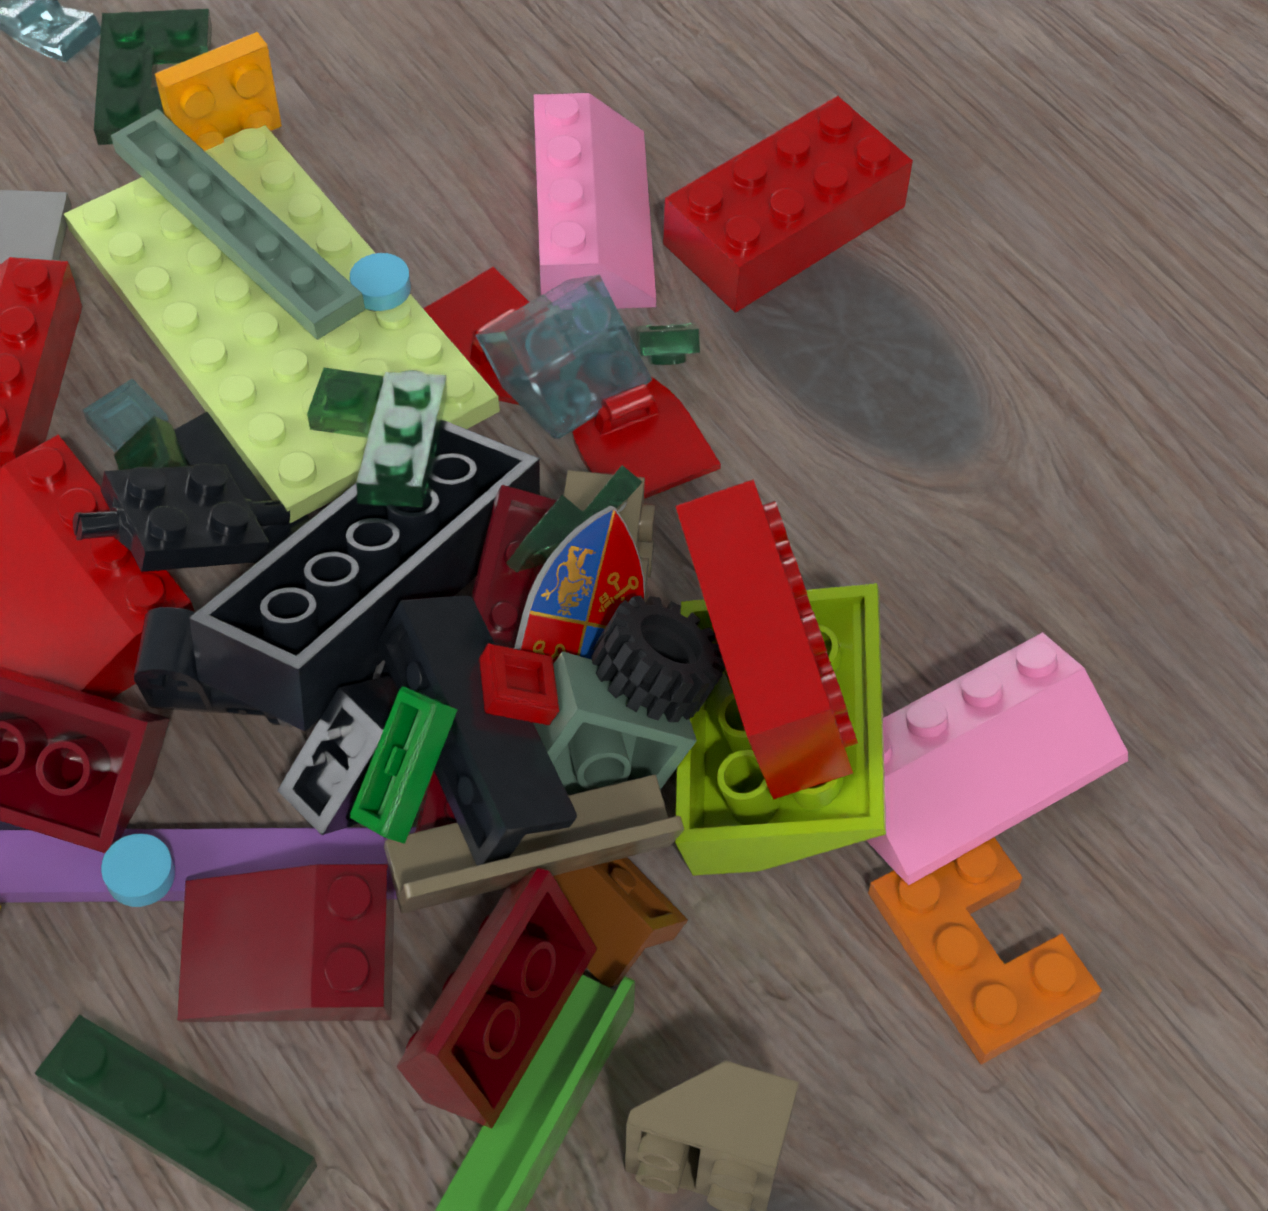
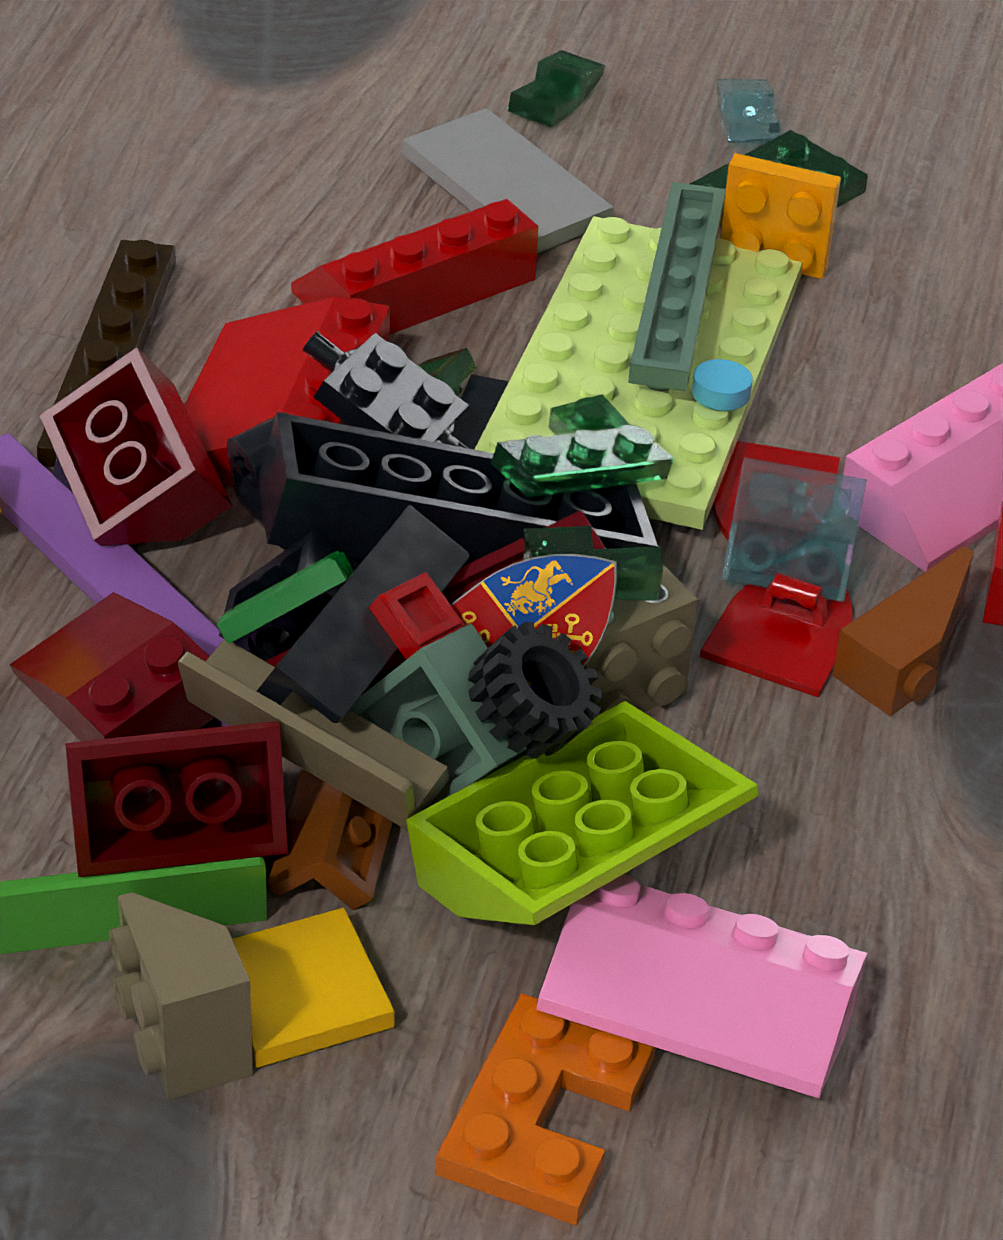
camera: 50 degrees right, 15 degrees down
(122, 414) = (479, 341): clear light blue tile -> none
(138, 870) = (97, 563): medium azure tile -> none
(668, 342) = (880, 578): clear green plate -> none
(732, 1015) = (310, 987): none -> yellow tile
(735, 369) = (898, 644): none -> dark orange slope
(768, 639) = (604, 725): red brick -> none

